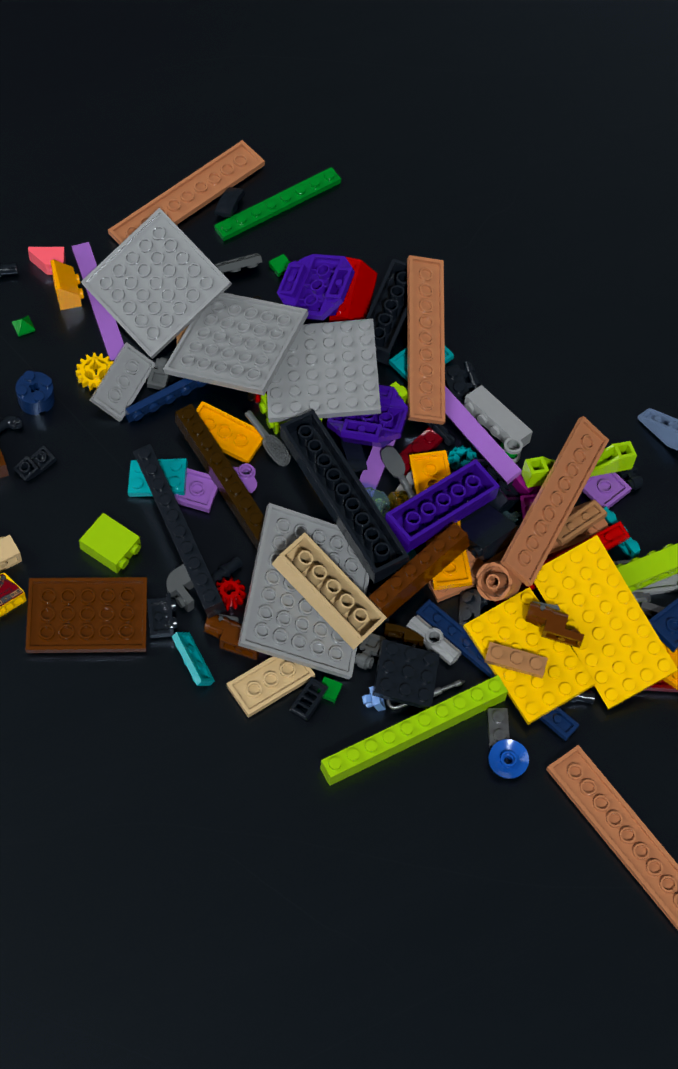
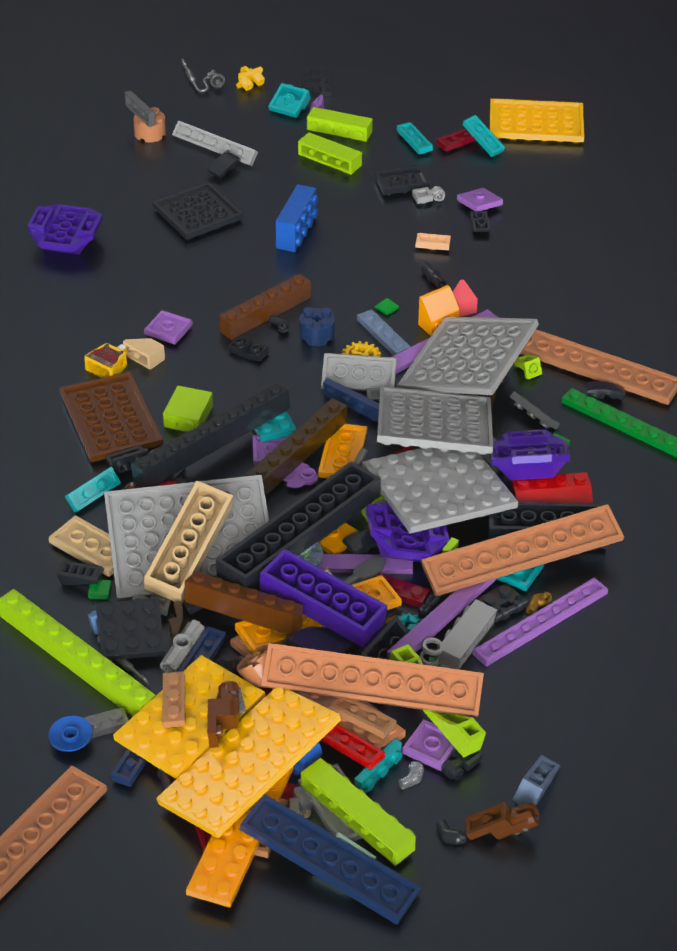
camera: 75 degrees right, 20 degrees down
(63, 342) = (382, 332): none -> sand blue plate
(468, 354) = (537, 601): none -> pearl gold arm
(490, 358) = (539, 622): none -> medium lavender tile
(632, 511) = (414, 777): none -> clear arm

